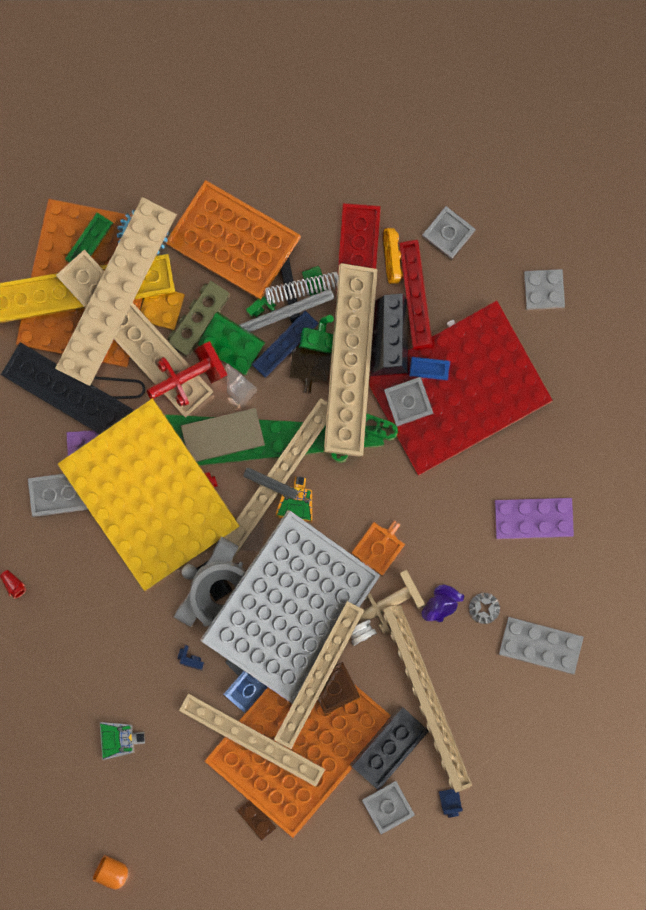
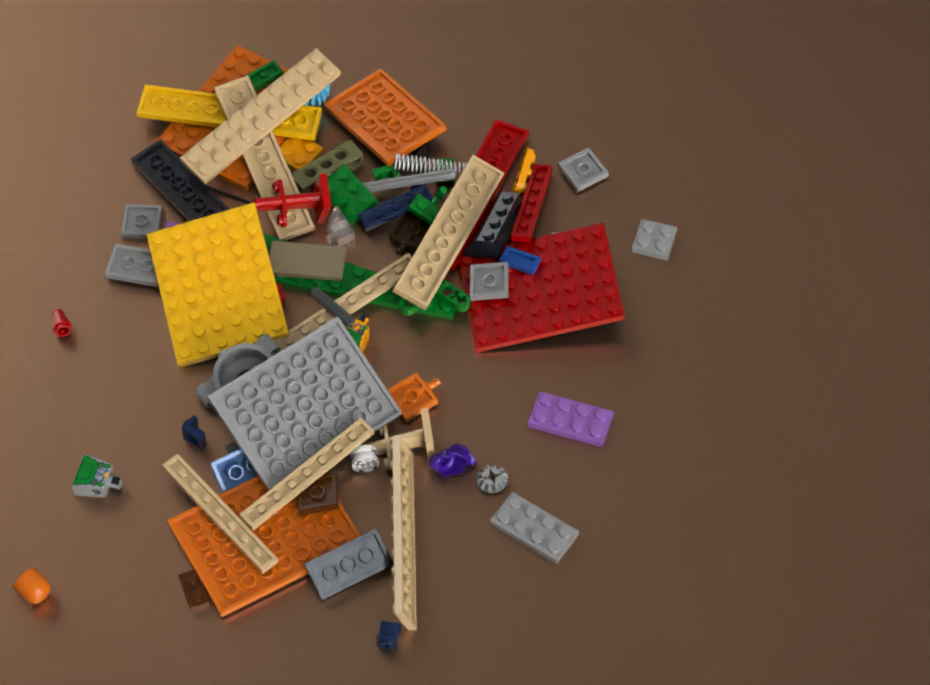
camera: 20 degrees right, 25 degrees down
(40, 440) = (140, 220): none -> light grey tile
(388, 807) = (325, 619): light grey plate -> none

